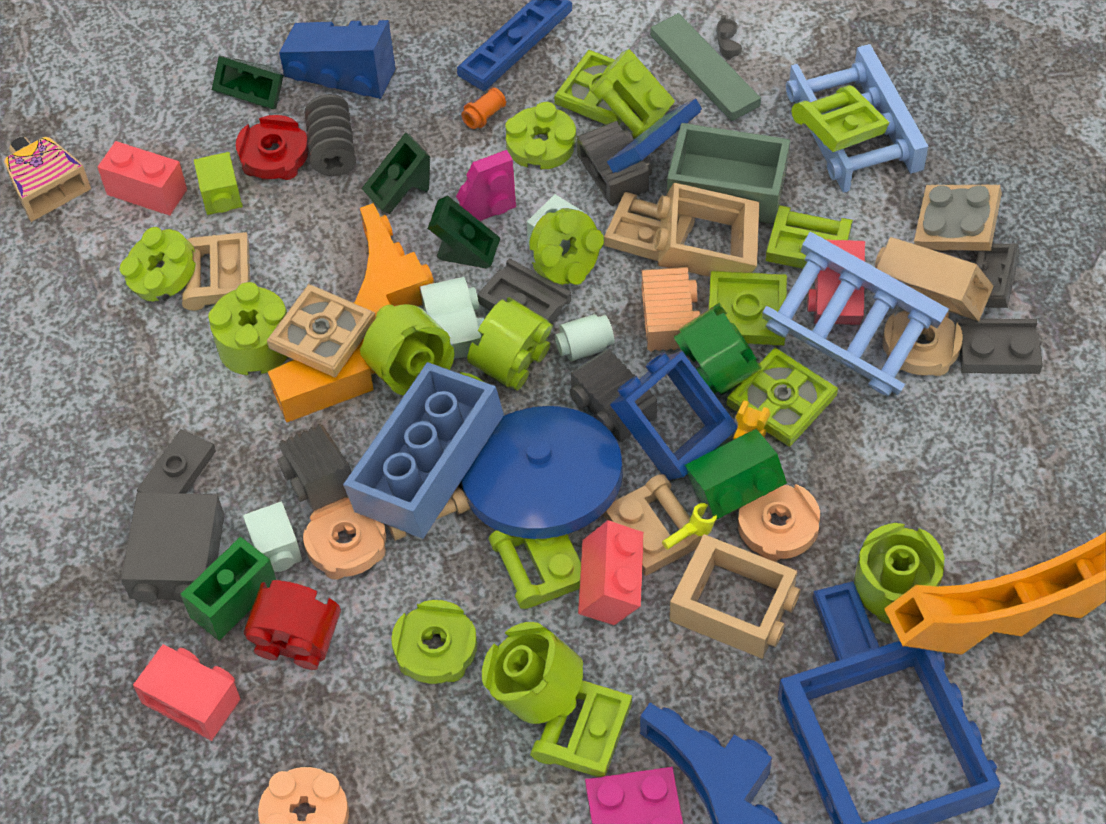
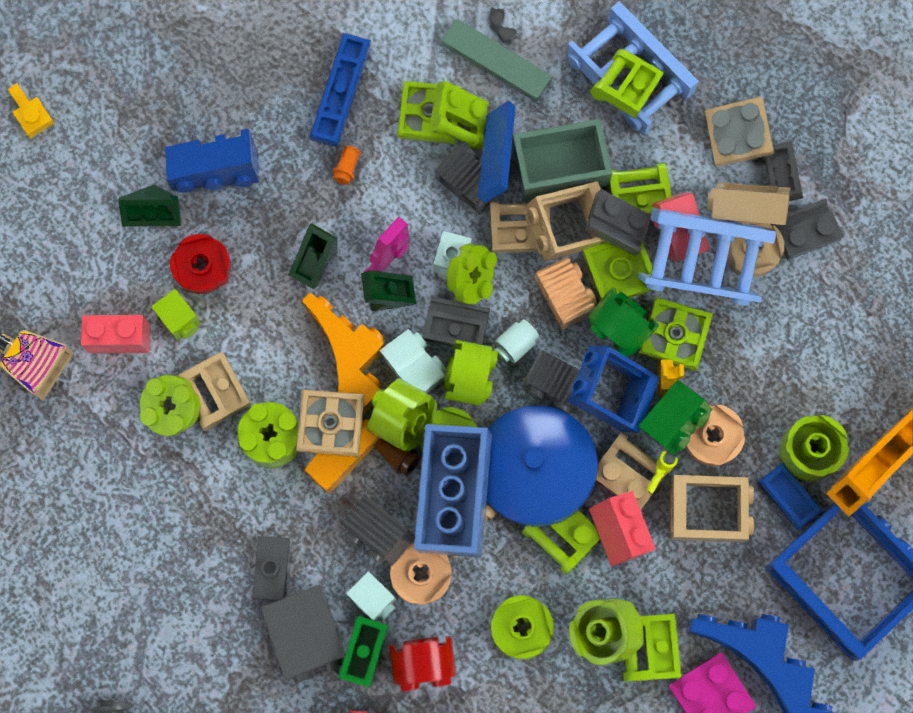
camera: 25 degrees left, 20 degrees up
(330, 135) = (240, 240): dark grey piece -> none
(380, 399) = (400, 460): none -> reddish brown cone
(535, 121) = (399, 157): lime plate -> none
(762, 249) = (618, 222): none -> dark grey plate

